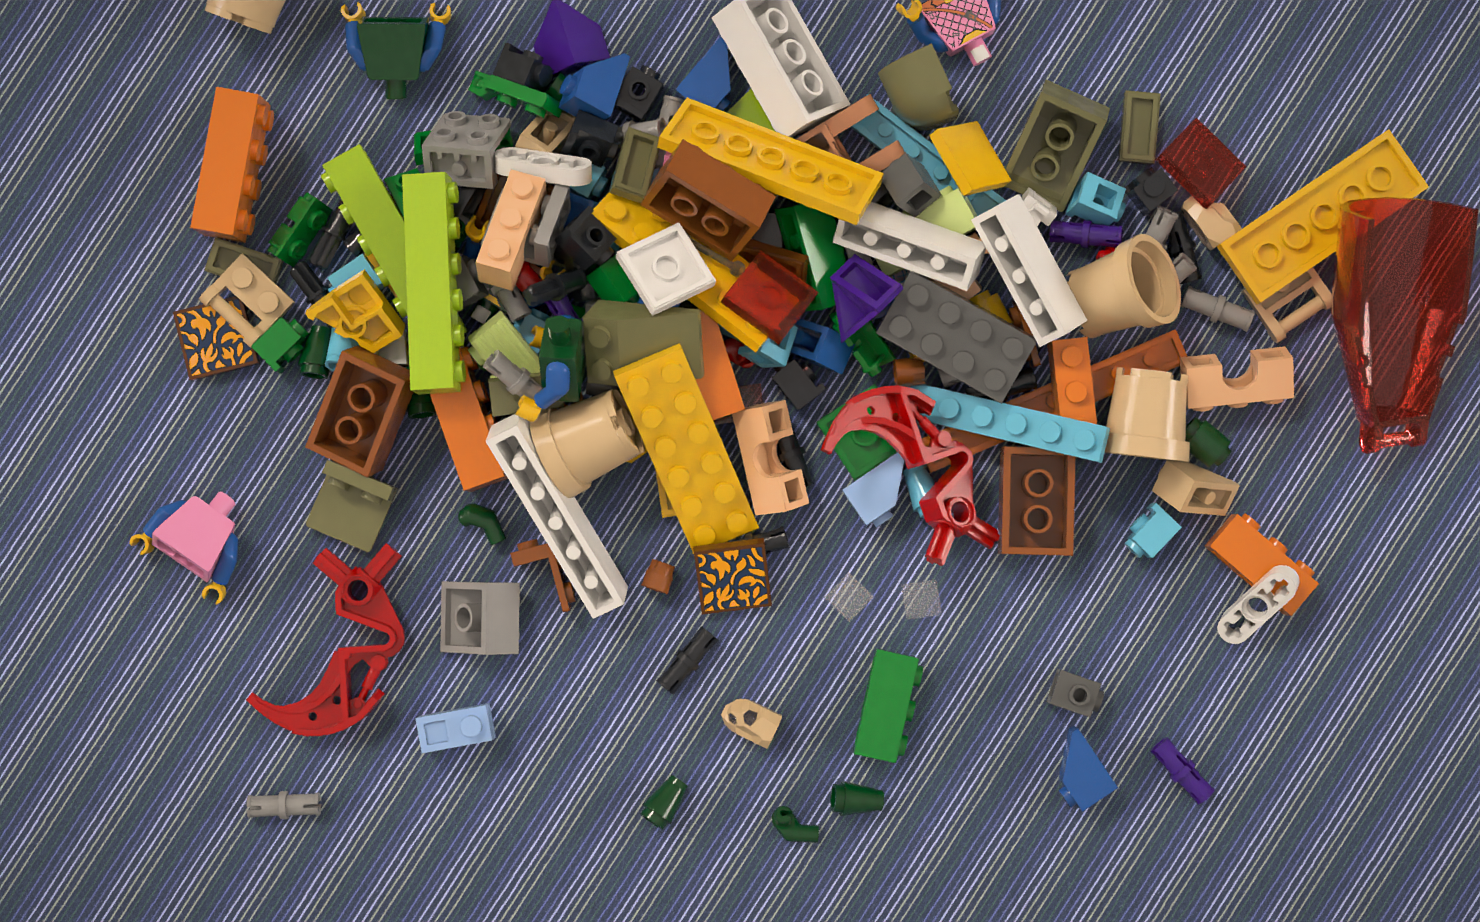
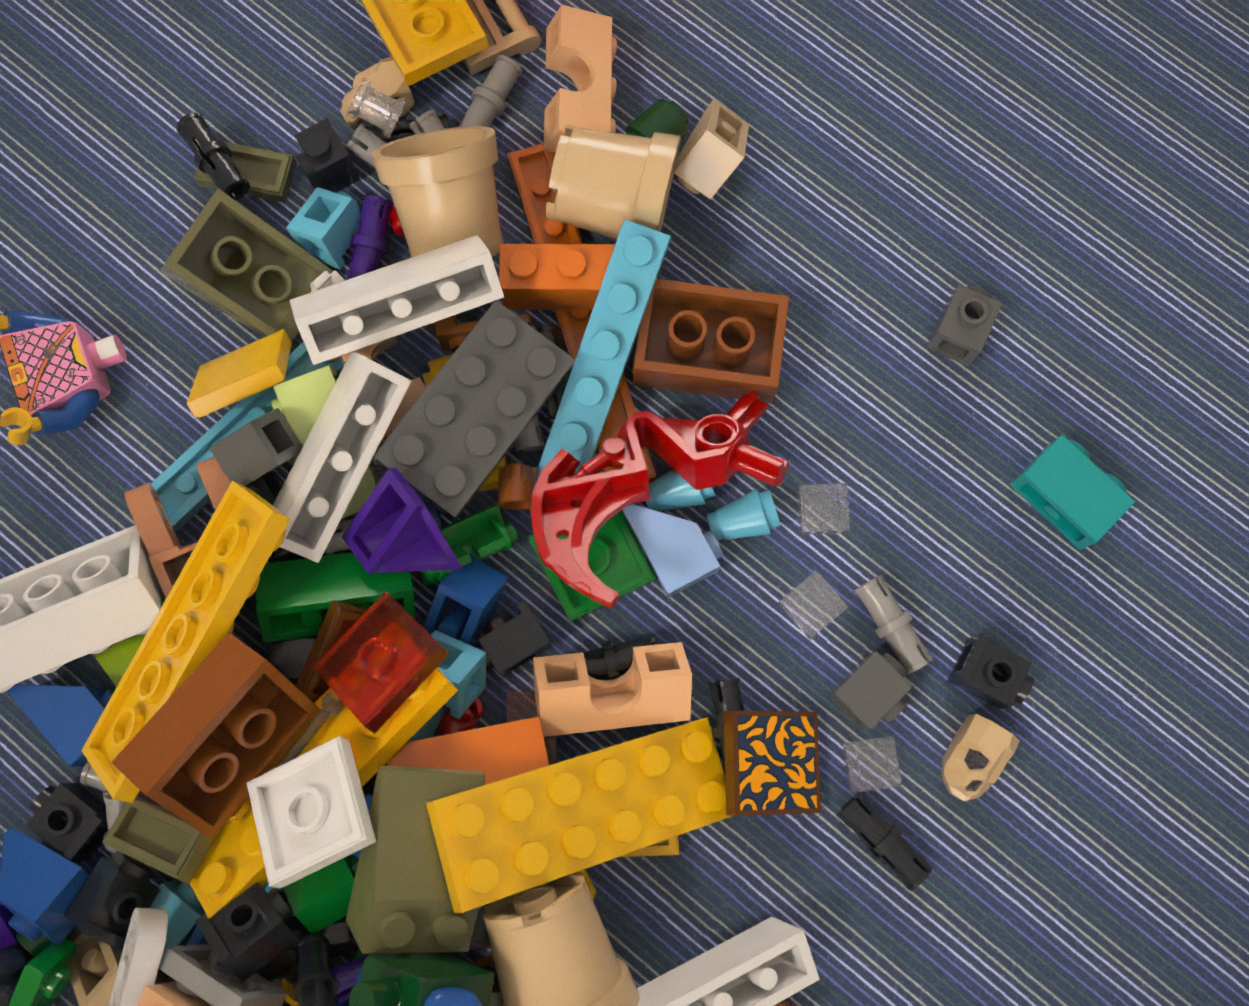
camera: 85 degrees left, 10 degrees down
(658, 576) = (763, 869): dark orange hose -> none
(664, 802) = (1088, 900): dark green cone -> none
(739, 648) = (871, 764): none -> clear tile
(790, 643) = (872, 691): none -> dark grey brick
(791, 829) = (1128, 718): dark green arm -> none
(817, 715) = (974, 673): none -> black brick
(840, 655) = (893, 624): none -> light grey pin
(855, 799) = (1091, 626): dark green cone -> none
(887, 706) = (968, 568): green brick -> none
(907, 541) = (745, 517): none -> medium azure cone
(919, 90) = (132, 426): olive brick -> none
(953, 781) = (1073, 492): none -> teal brick
(1082, 773) = (1070, 325): blue slope -> none
(1140, 105) = (212, 156): none -> black pin
(1151, 532) = (762, 206): medium azure brick -> none
(1182, 770) = (1069, 206): dark purple pin -> none
(1189, 227) = (376, 107): none -> clear bush
(1200, 163) = (301, 96): clear red tile -> none
(1252, 556) = (815, 82): orange brick -> none
(1261, 590) = (852, 73): white beam -> none

